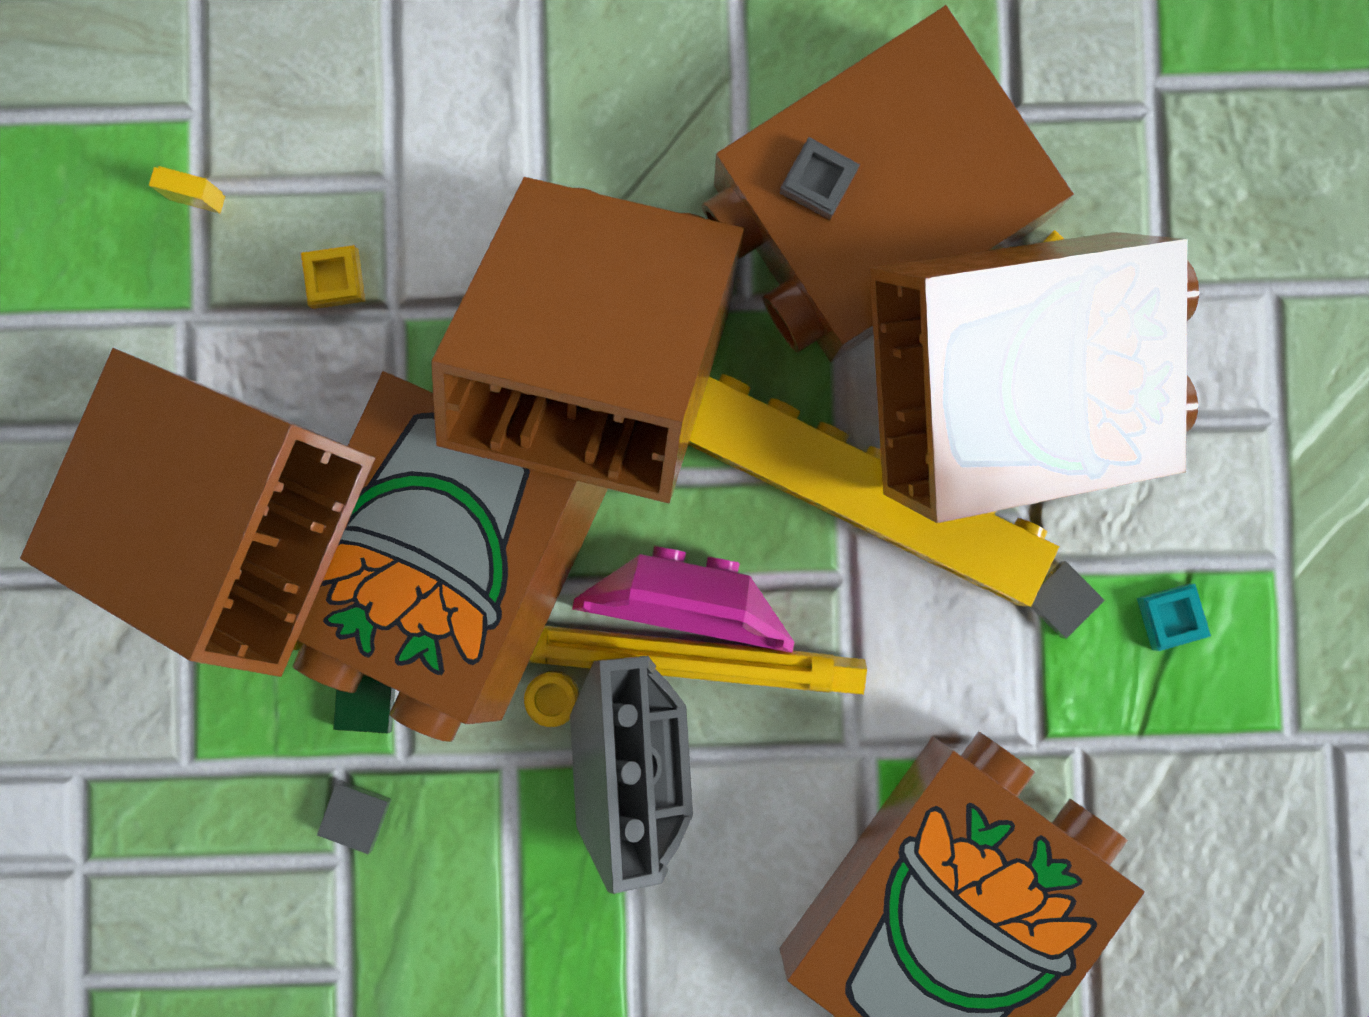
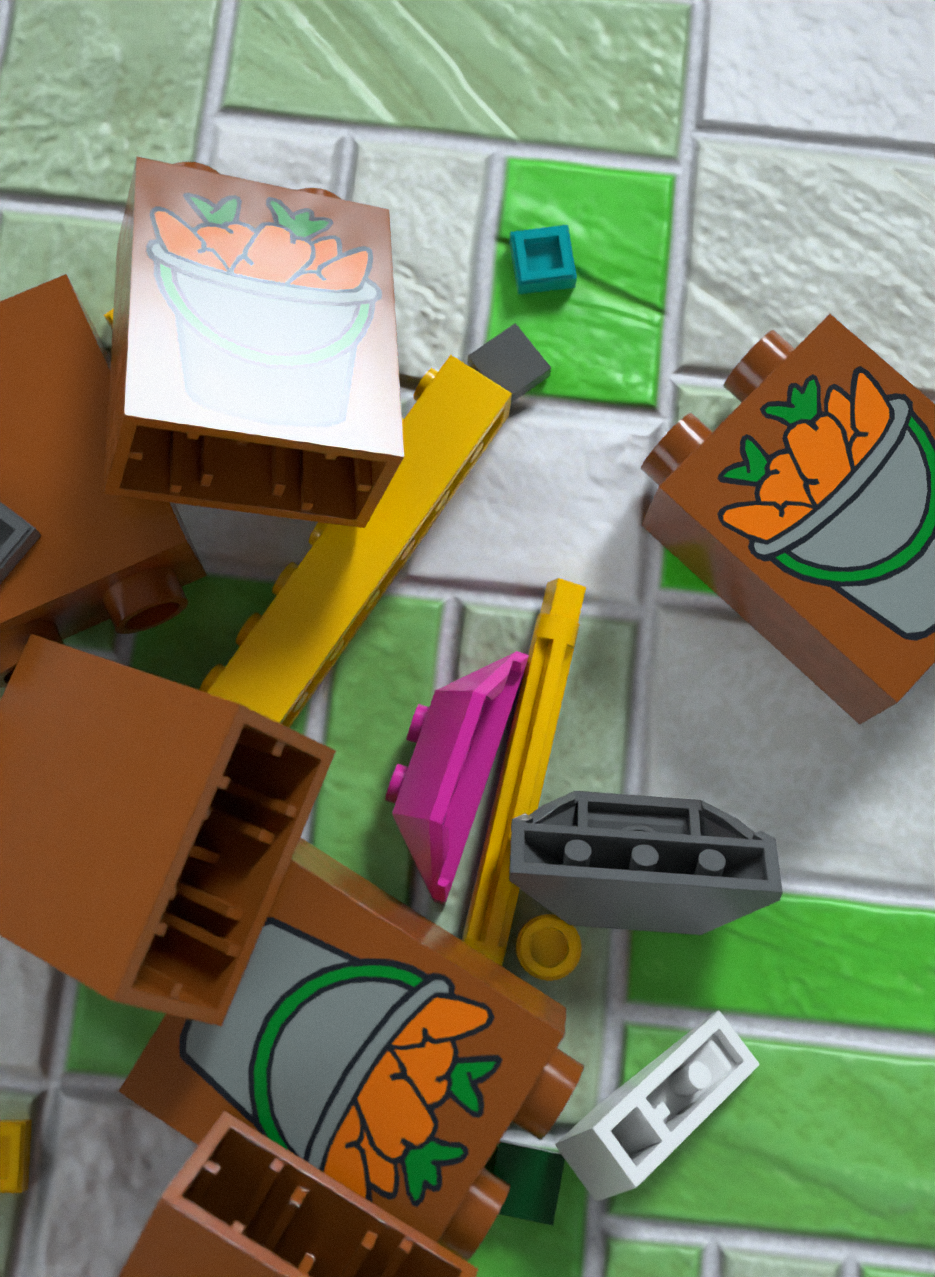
camera: 90 degrees left, 10 degrees down
(354, 817) = (662, 1214): dark grey tile -> none
(433, 805) = (657, 1109): none -> white slope

